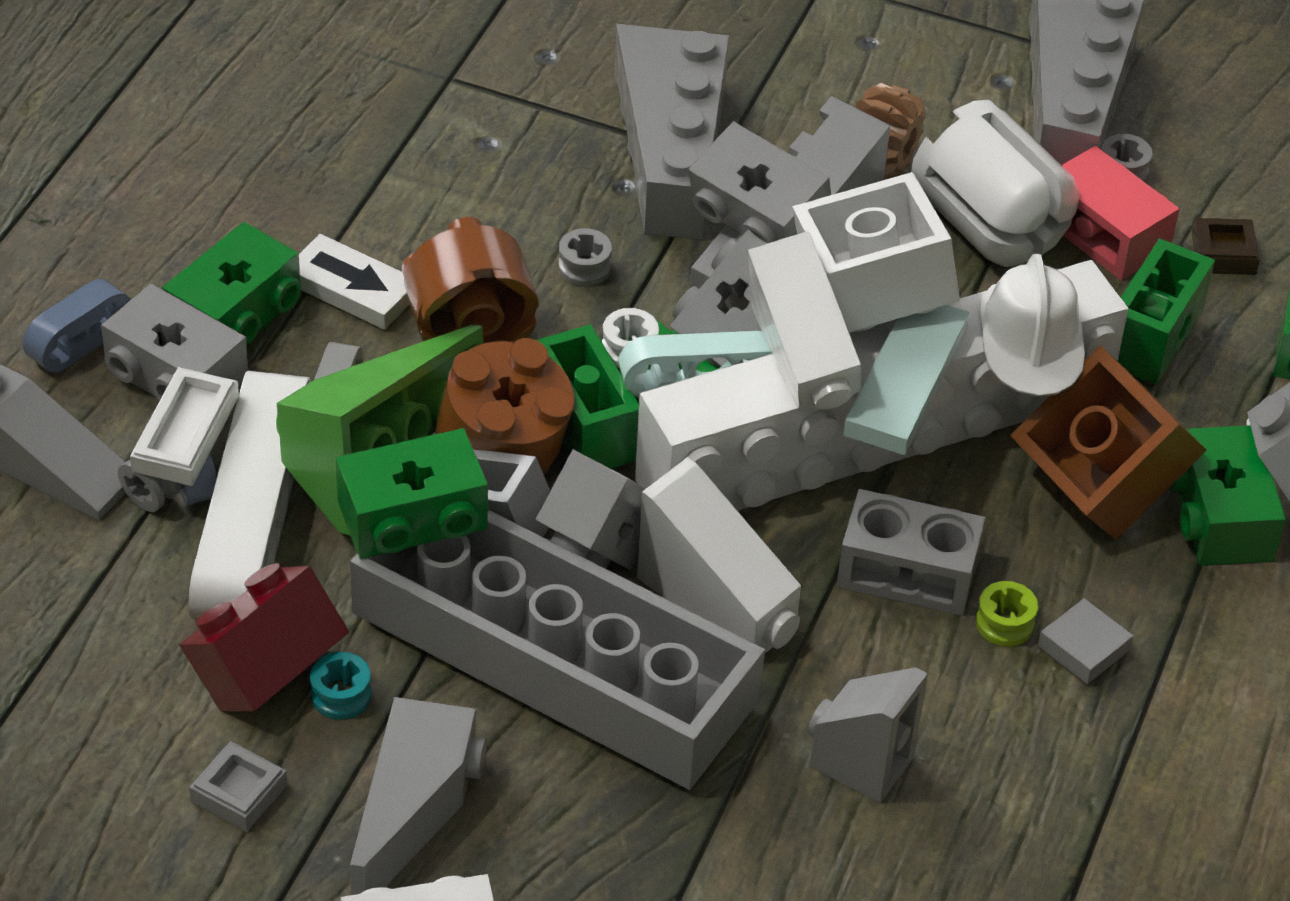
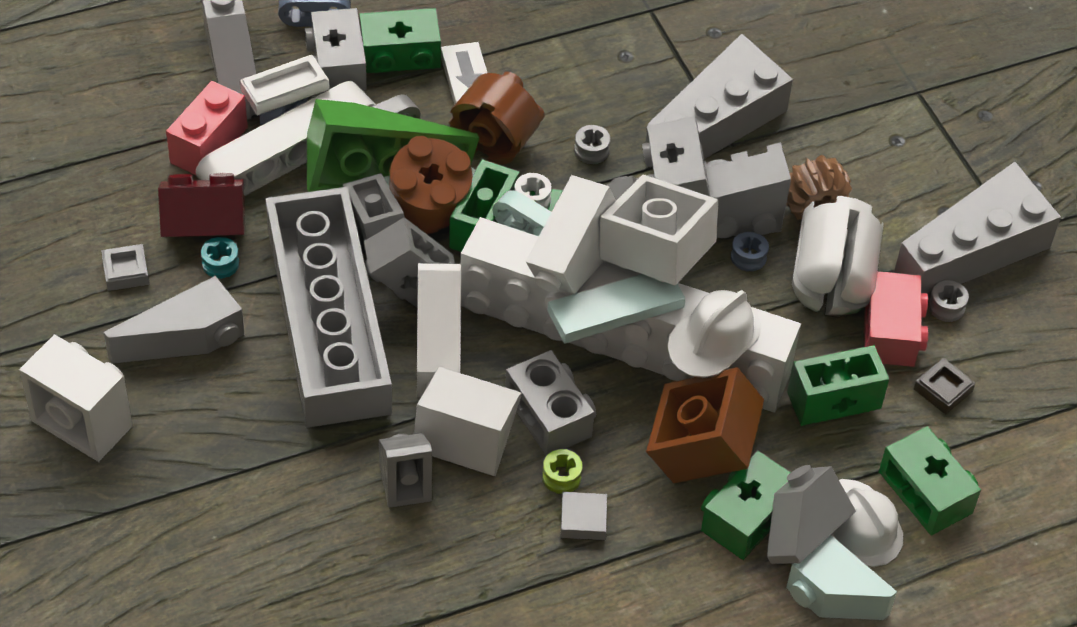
camera: 45 degrees right, 5 degrees up
(141, 550) = (206, 125): none -> coral brick
(412, 493) = (318, 185): green brick -> none
(866, 625) = (466, 419): none -> white slope

